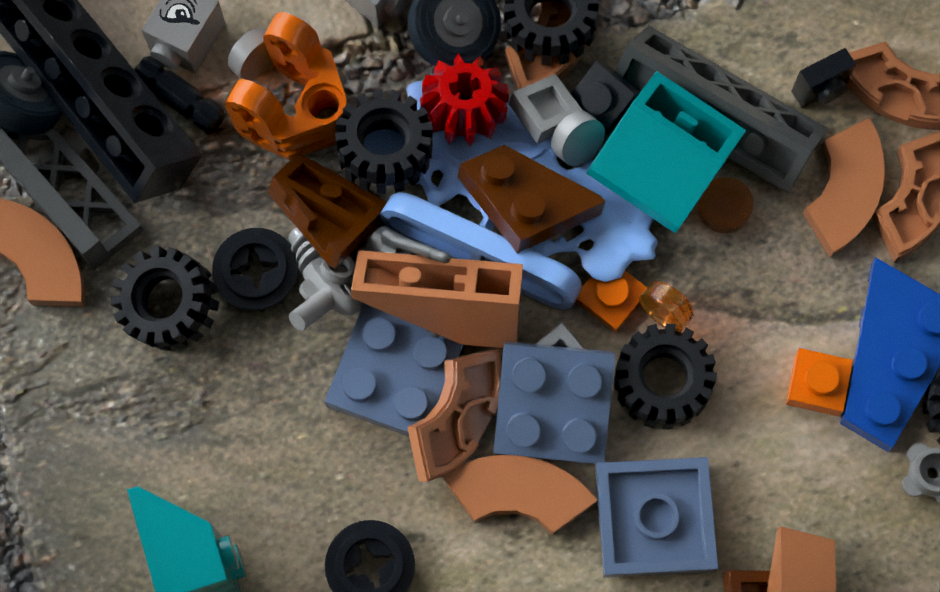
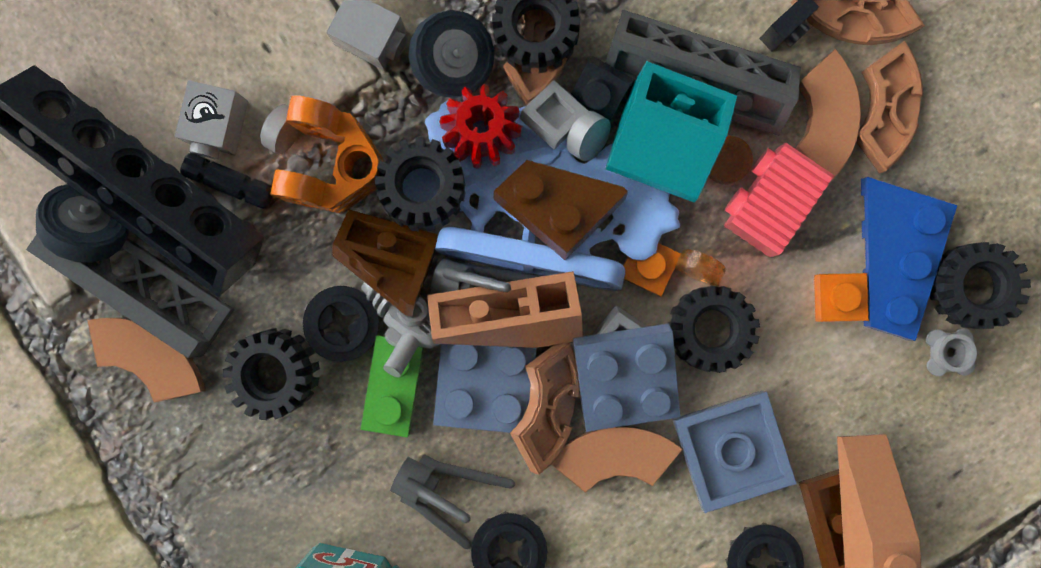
camera: 20 degrees left, 15 degrees up
(289, 356) = (391, 398): none -> bright green plate
(289, 461) = (417, 487): none -> dark grey plant
(767, 255) = (777, 199): none -> coral brick

